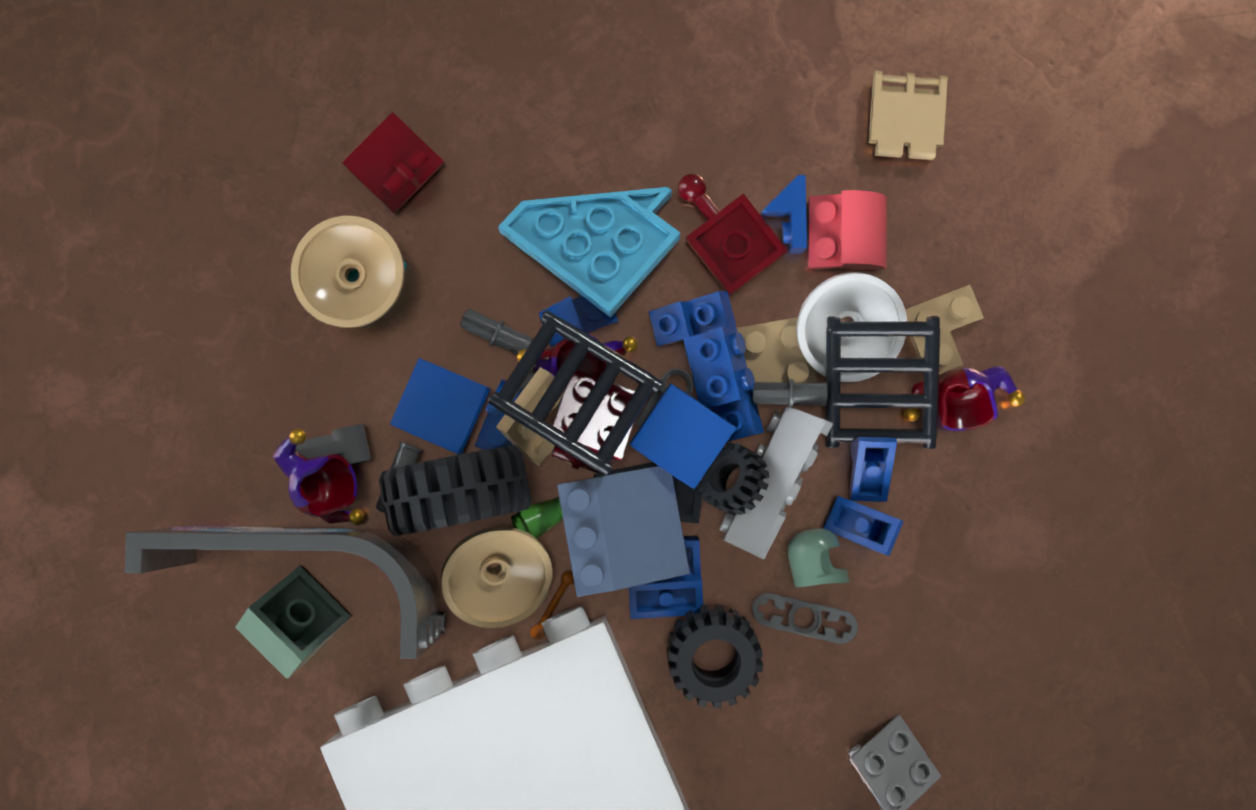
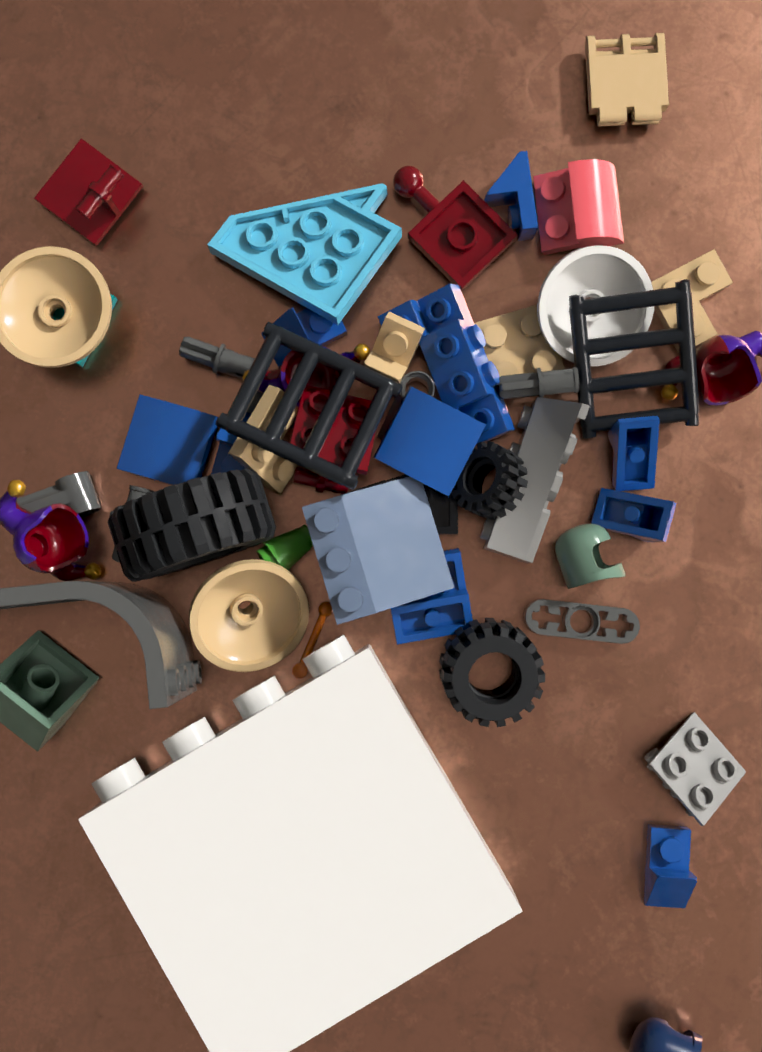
camera: 10 degrees left, 0 degrees up
(659, 345) = (394, 347): none -> tan slope

